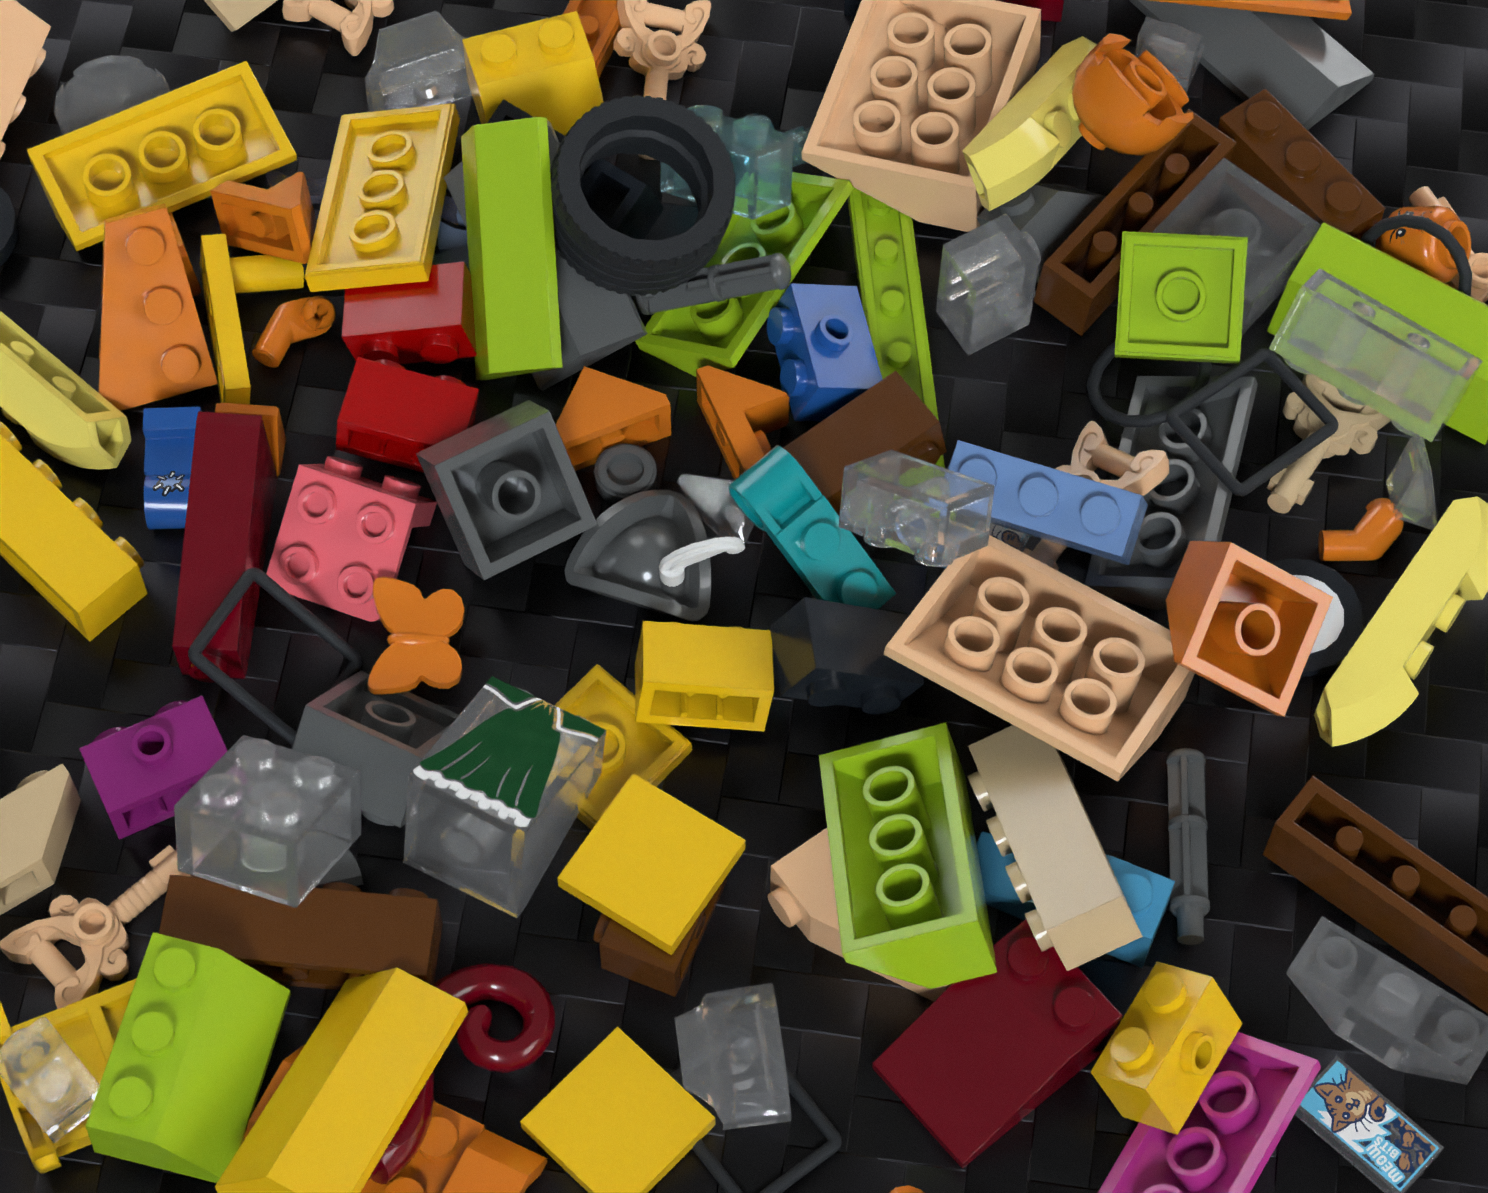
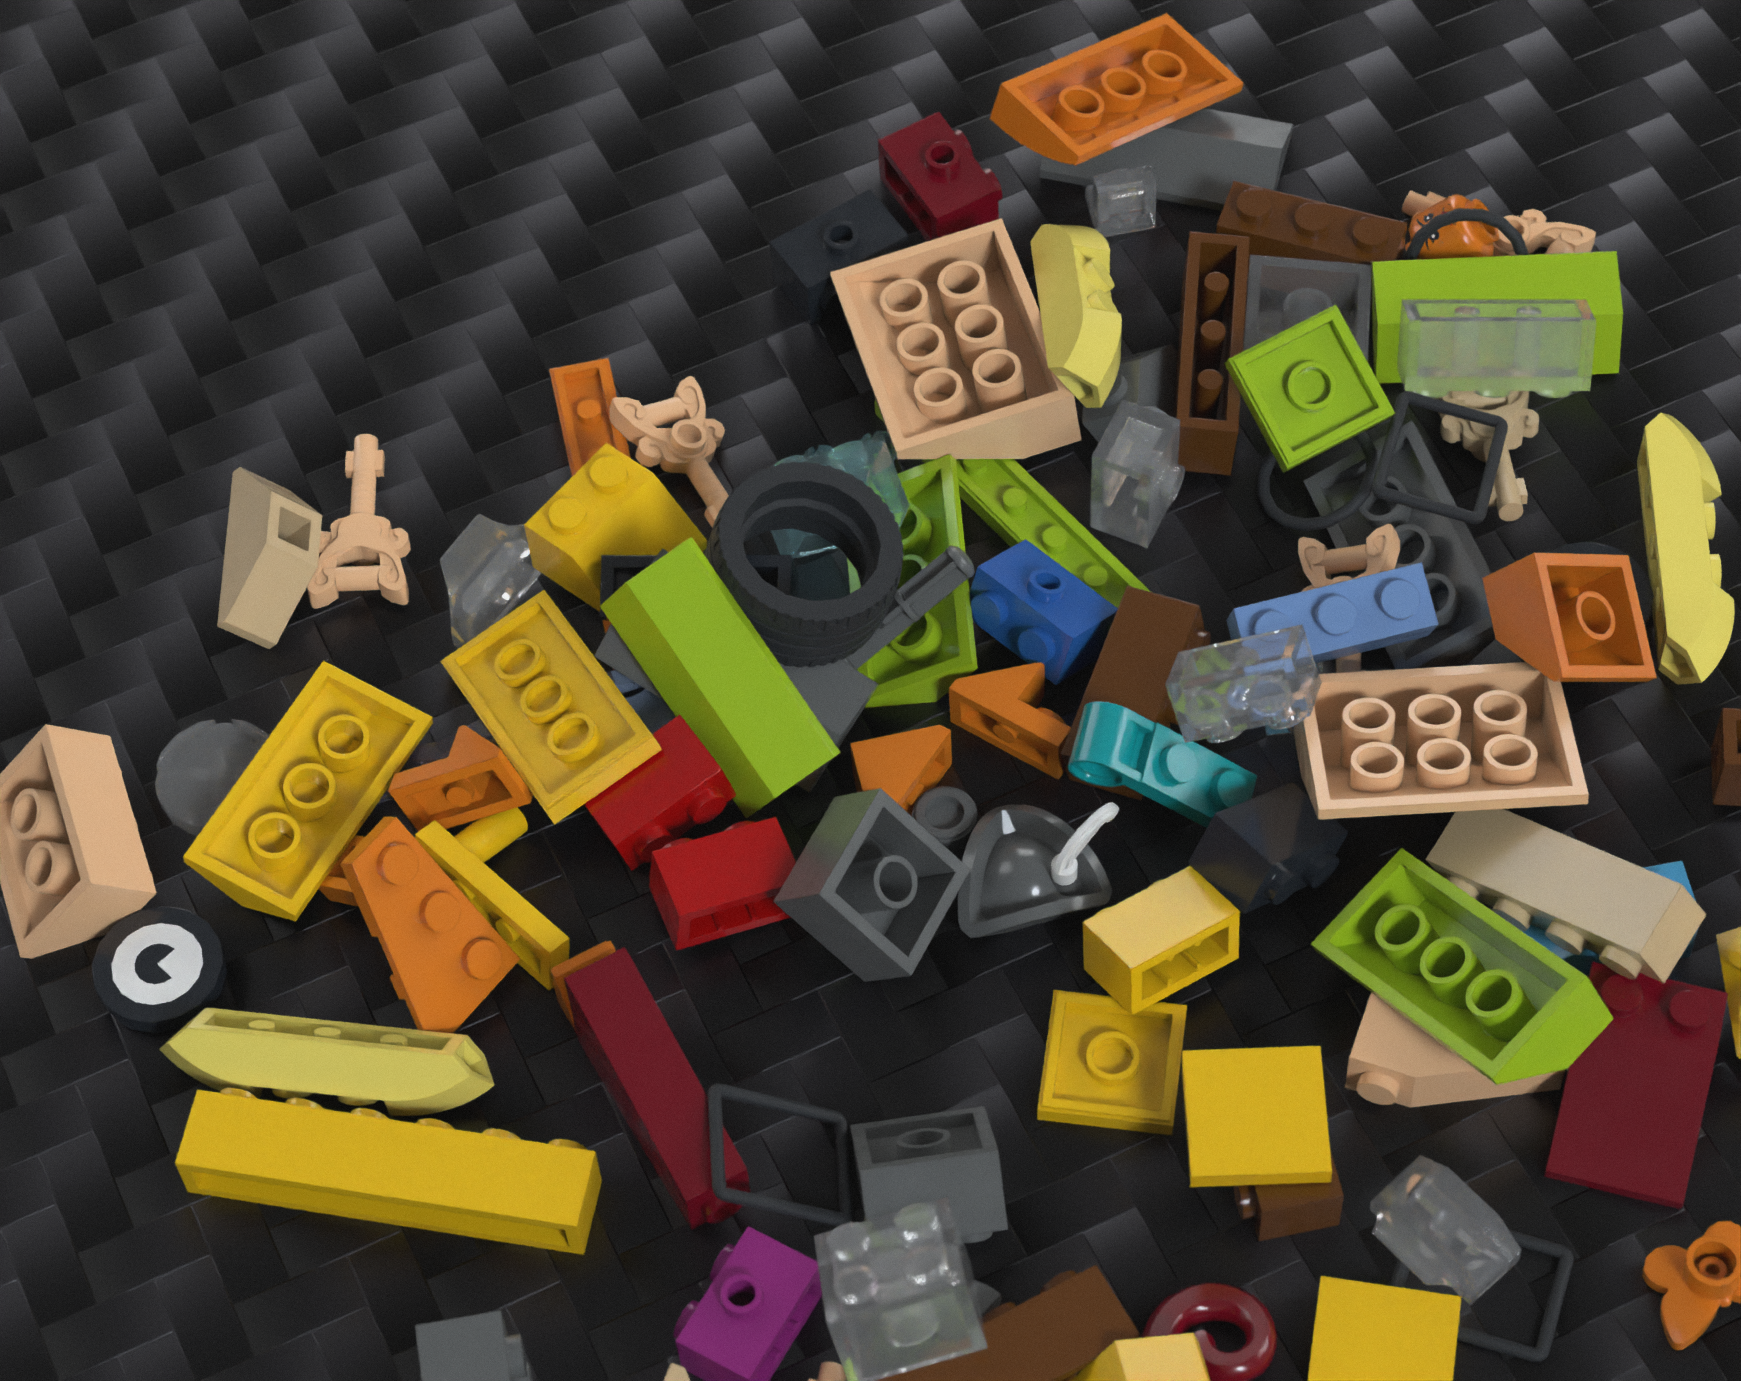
camera: 30 degrees left, 5 degrees down
(168, 464) = (546, 1053): blue leg -> none
(293, 323) = (547, 864): orange arm -> none
(344, 535) = (753, 1017): coral bracket -> none
(417, 637) = (888, 1063): orange animal -> none
(500, 794) = (1075, 1147): clear slope -> none
(716, 505) = (1055, 791): clear slope -> none
(1127, 99) = (1145, 251): orange cylinder -> none
(1188, 843) = (1646, 826): dark grey piece -> none
(1367, 540) = (1592, 502): orange arm -> none
(1412, 486) = (1600, 433): clear slope -> none

